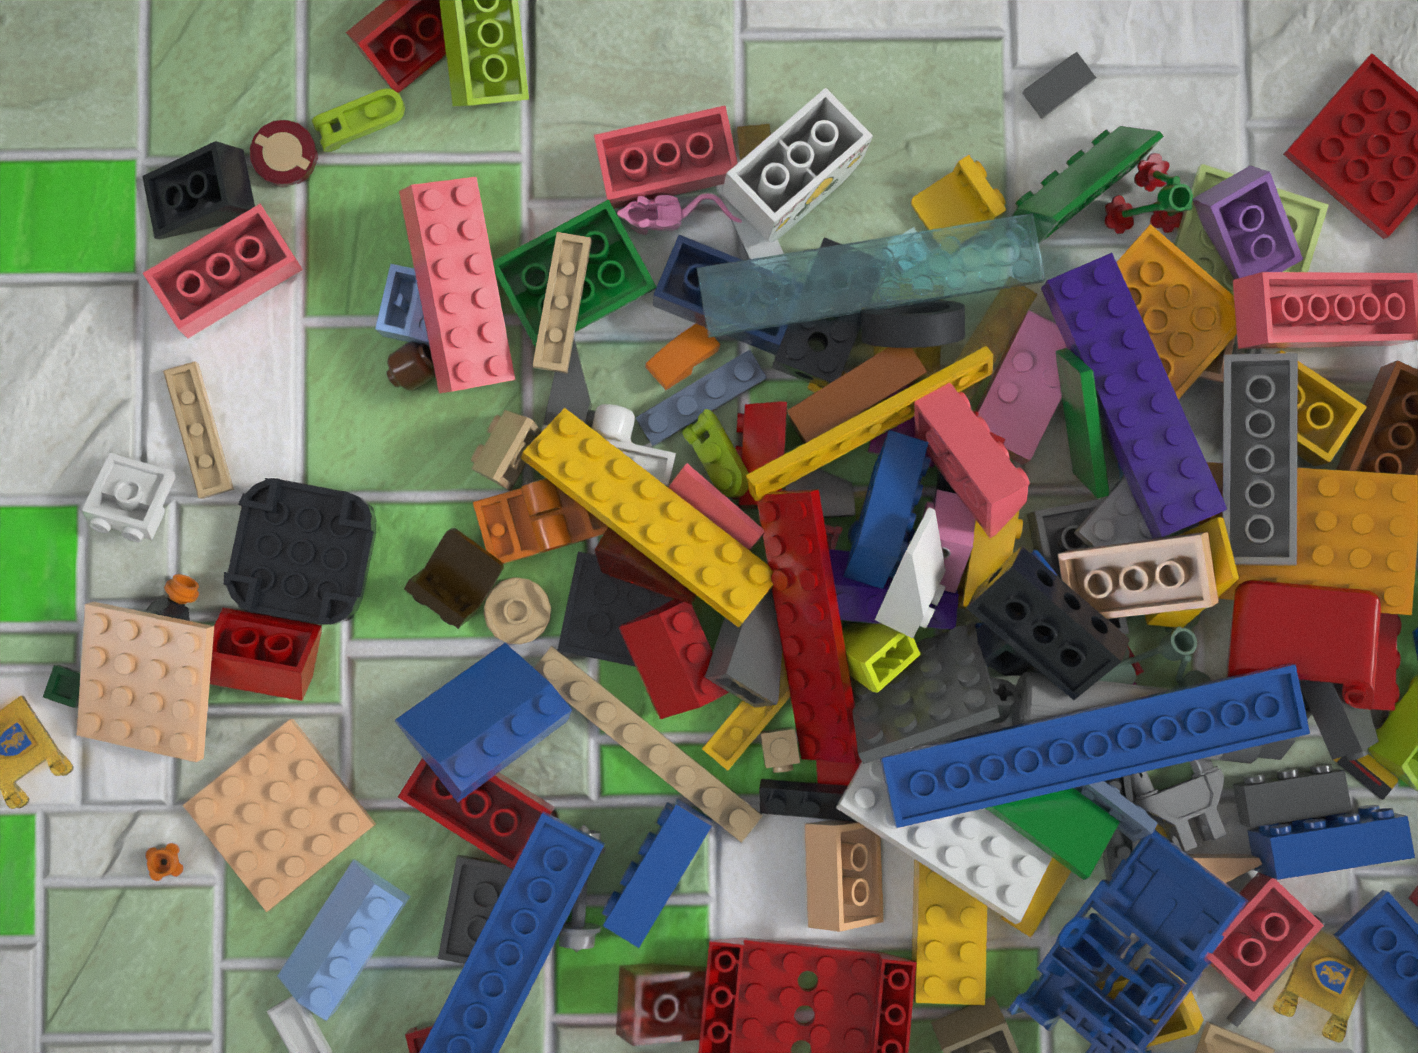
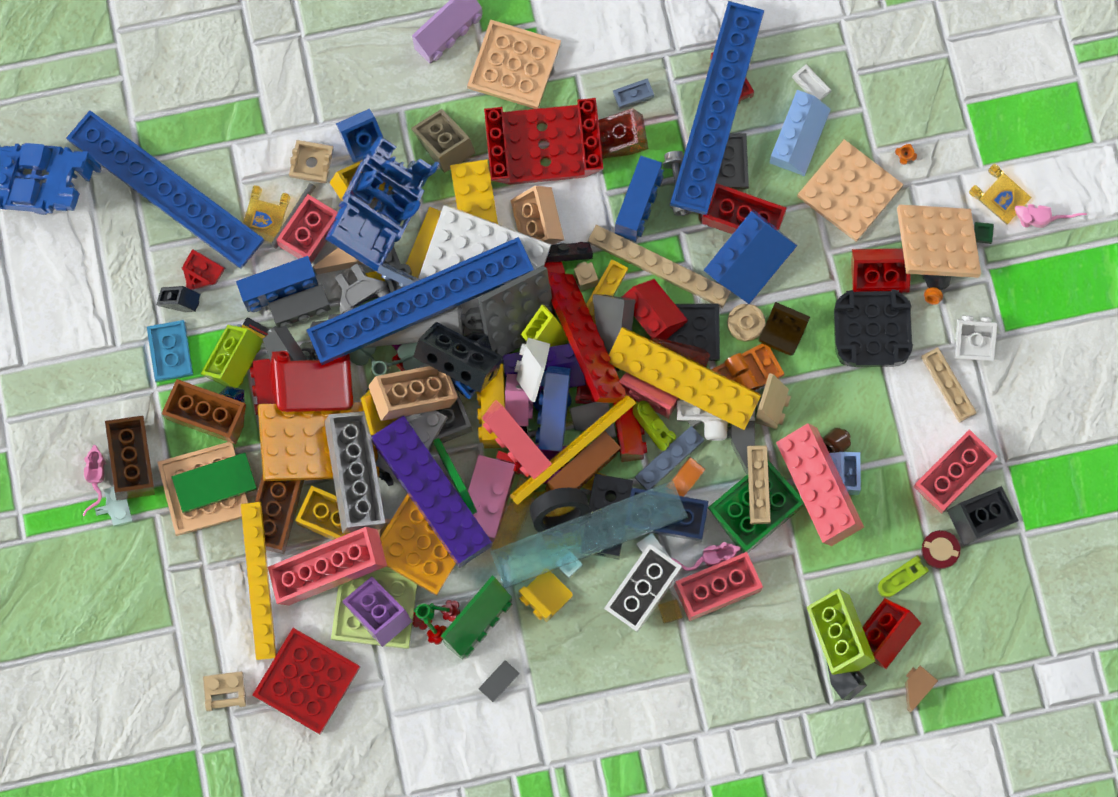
camera: 175 degrees right, 10 degrees down
(1063, 827) = (425, 258): green tile -> none

